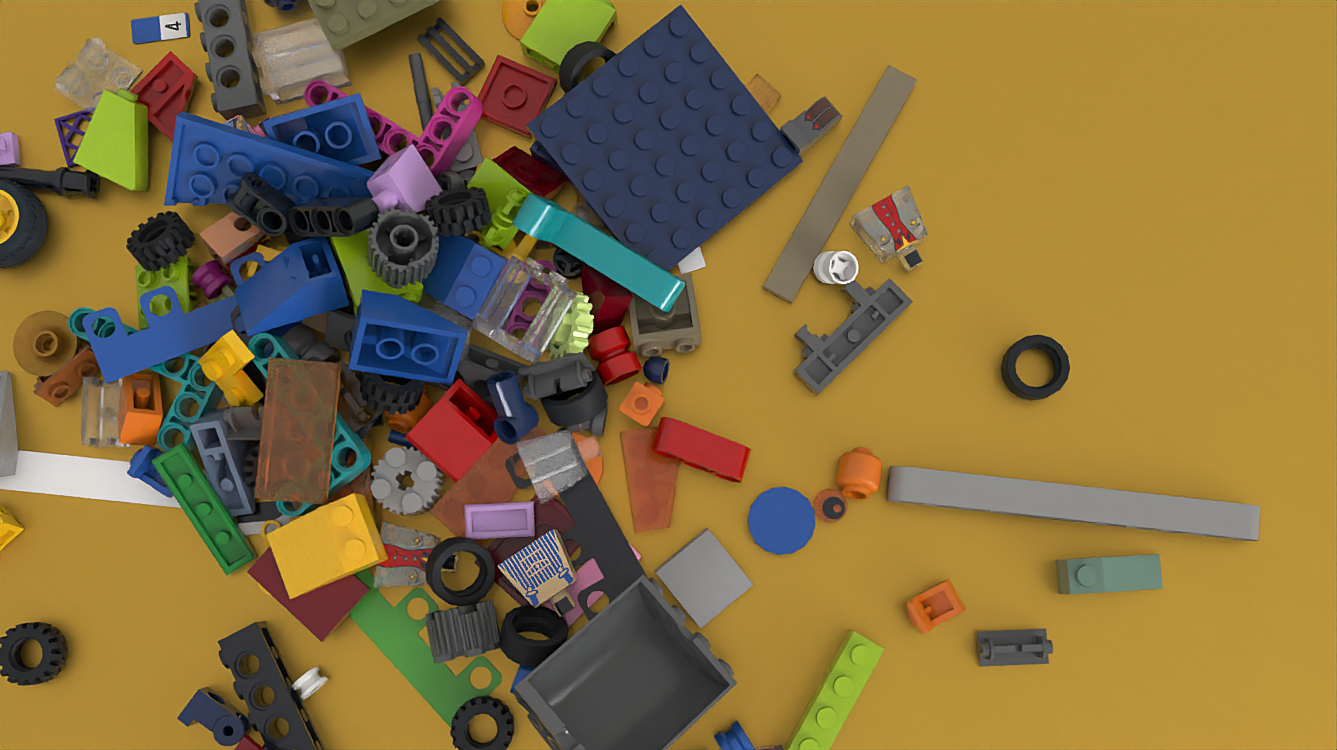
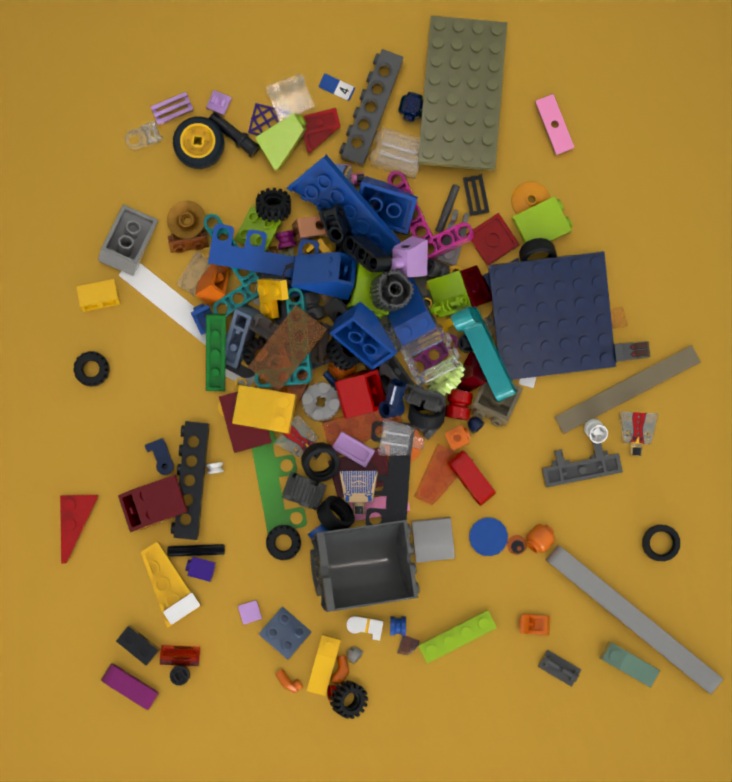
camera: 30 degrees right, 5 degrees up
(458, 211) = (429, 288): black tyre -> none

